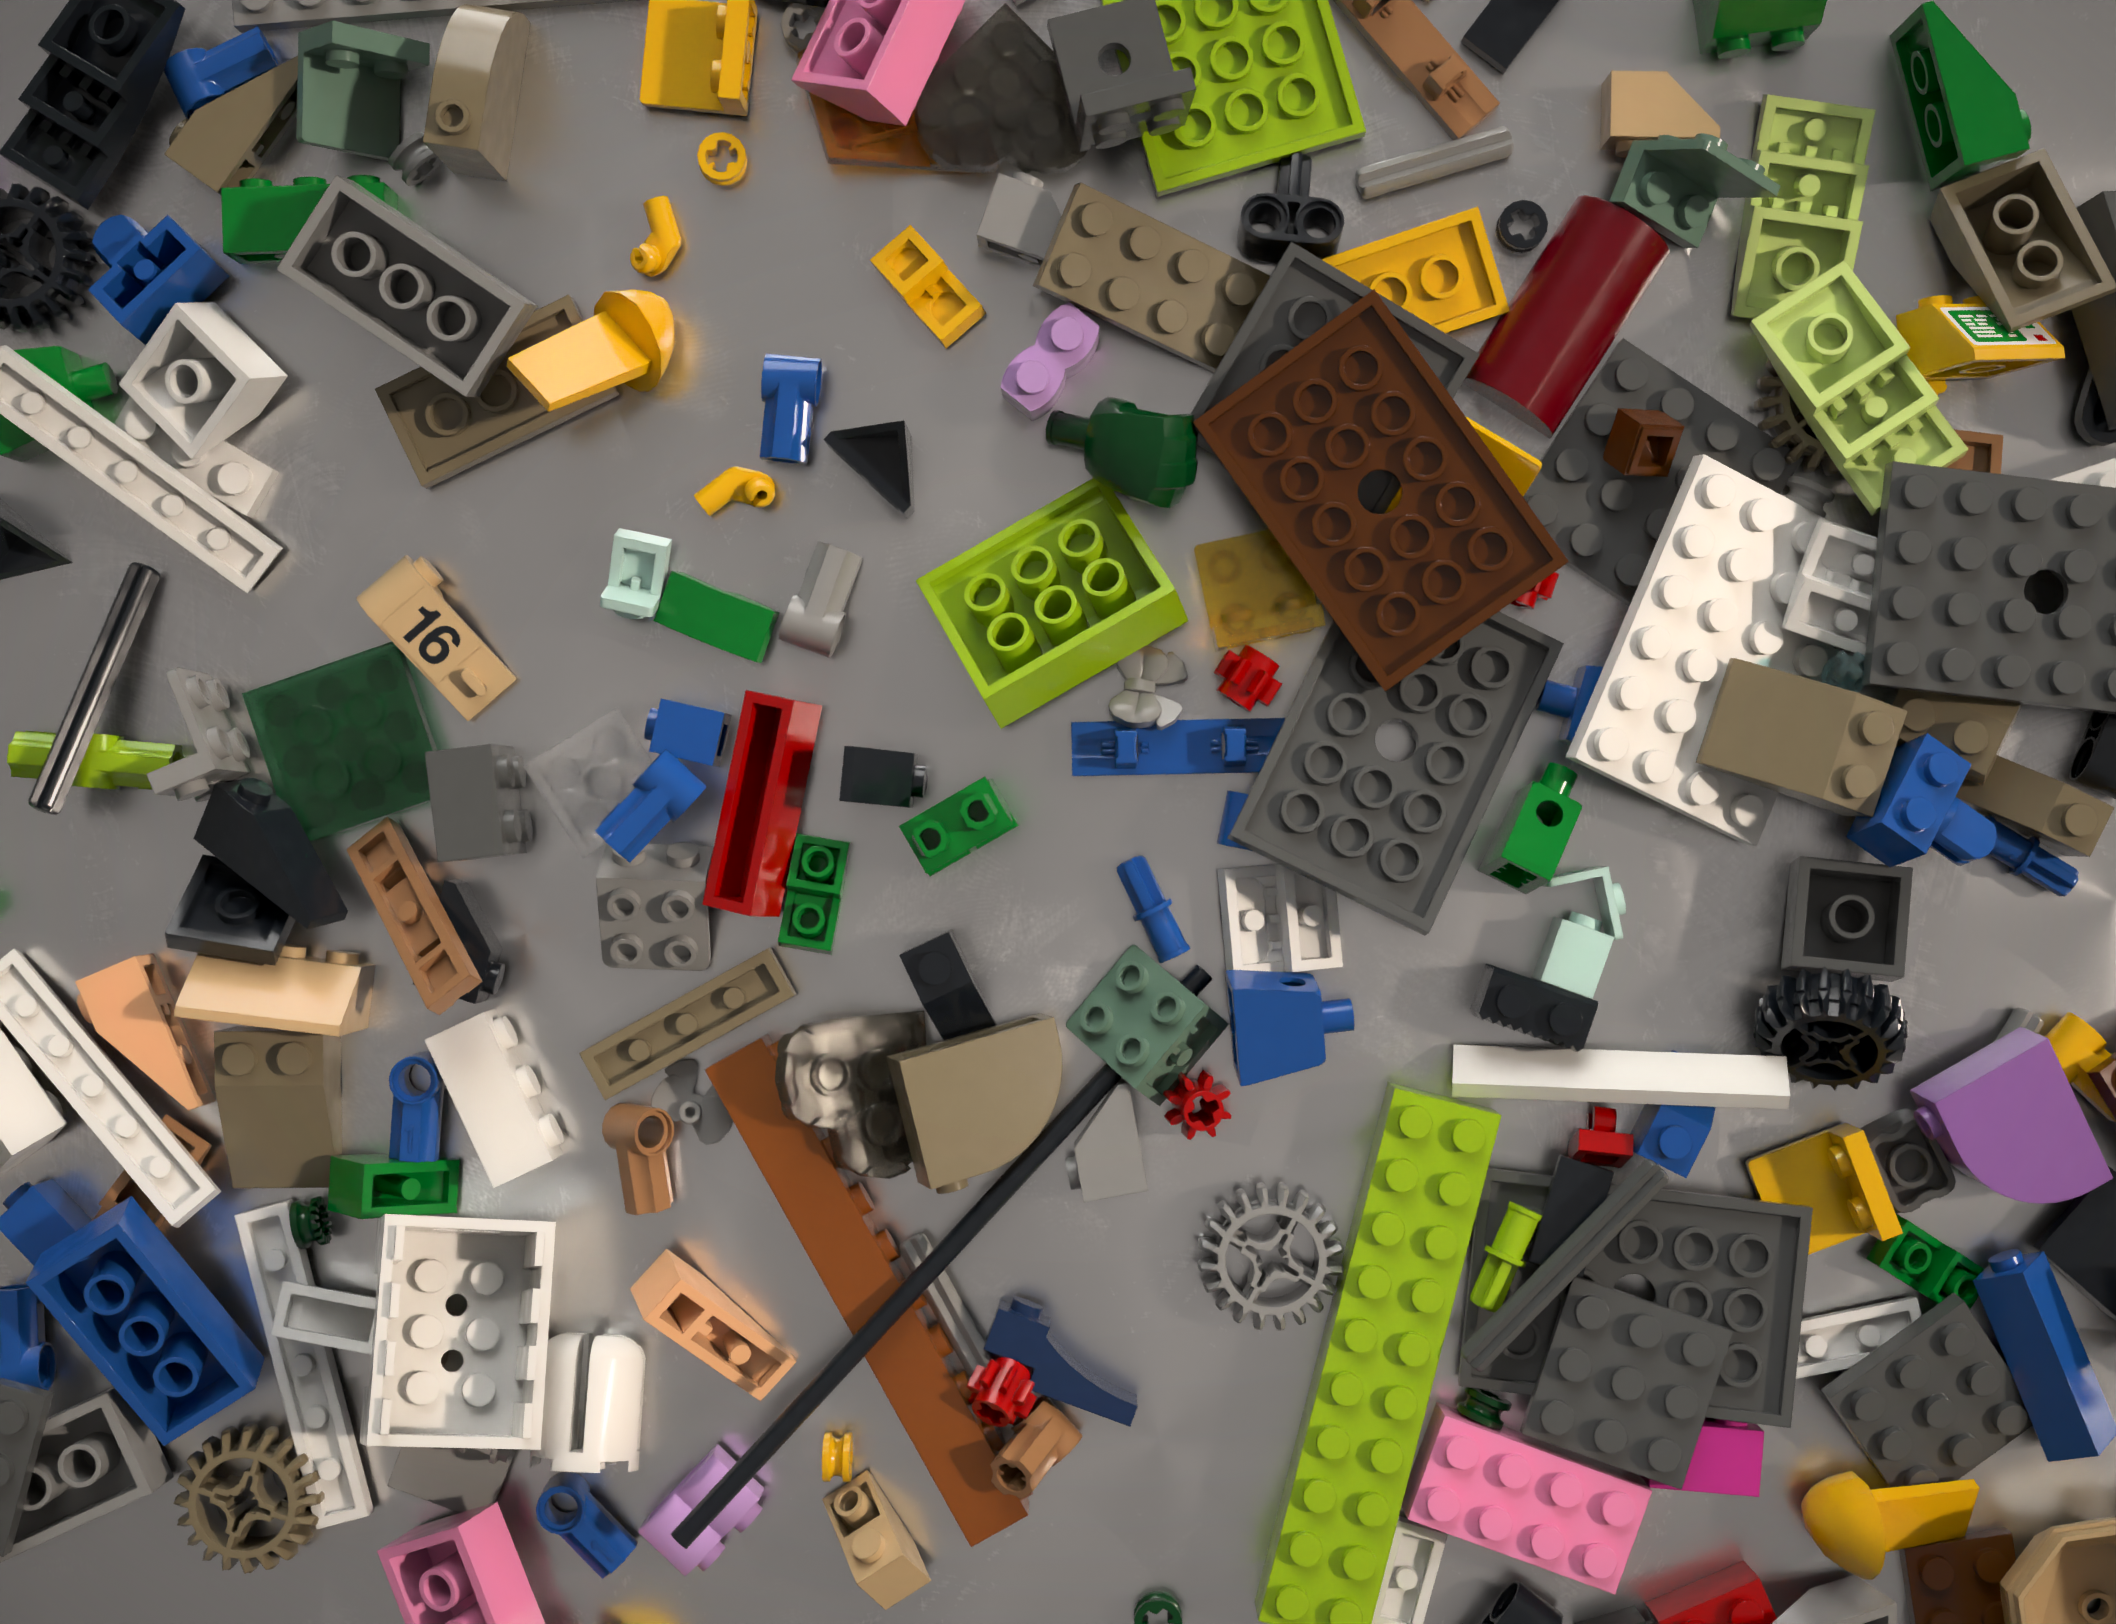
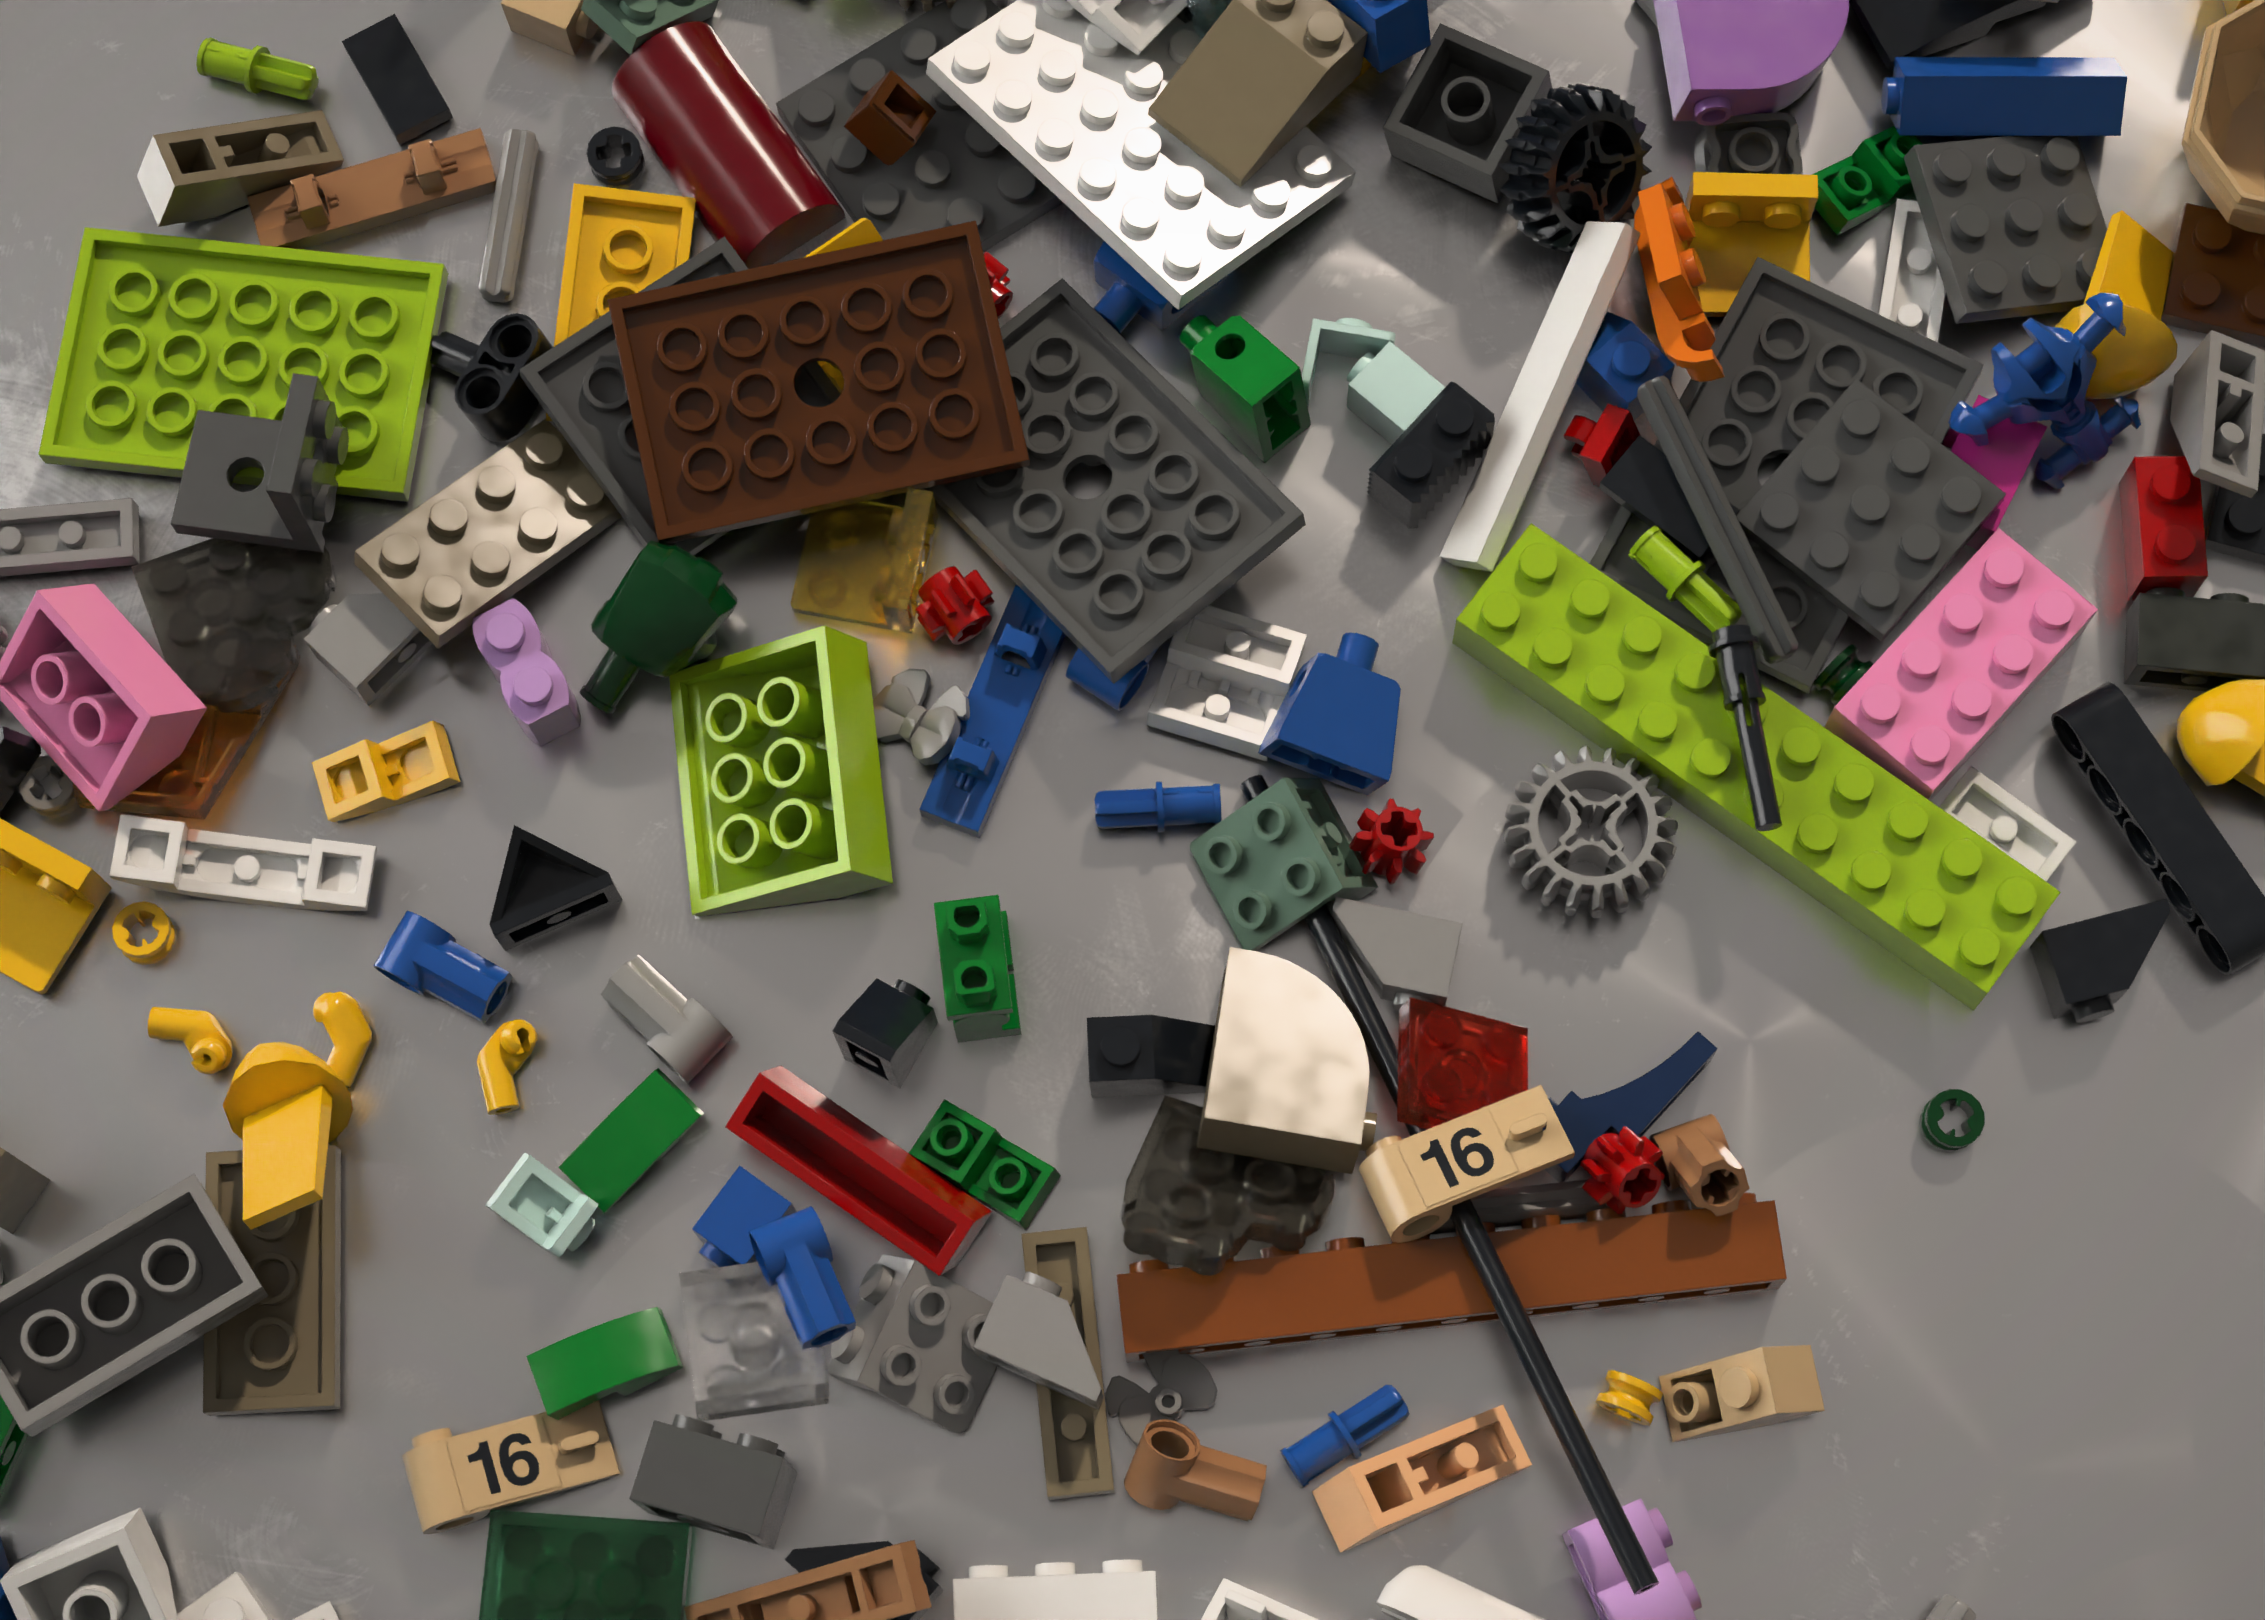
camera: 60 degrees left, 15 degrees down
(539, 674) = (604, 1360): none -> green slope
(685, 1002) = (1039, 1339): none -> light grey slope
(710, 357) = (347, 1030): none -> yellow arm
(722, 1254) = (1345, 1434): none -> blue axle
(803, 211) = (242, 867): none -> white slope
(953, 1271) = (1429, 1172): none -> tan door
(1029, 1237) = (1455, 1062): none -> clear red plate
(1444, 1330) = (1737, 665): none -> black pin
(1761, 1149) = (1672, 280): none -> orange plate
(1789, 1495) = (2052, 384): none -> blue piece

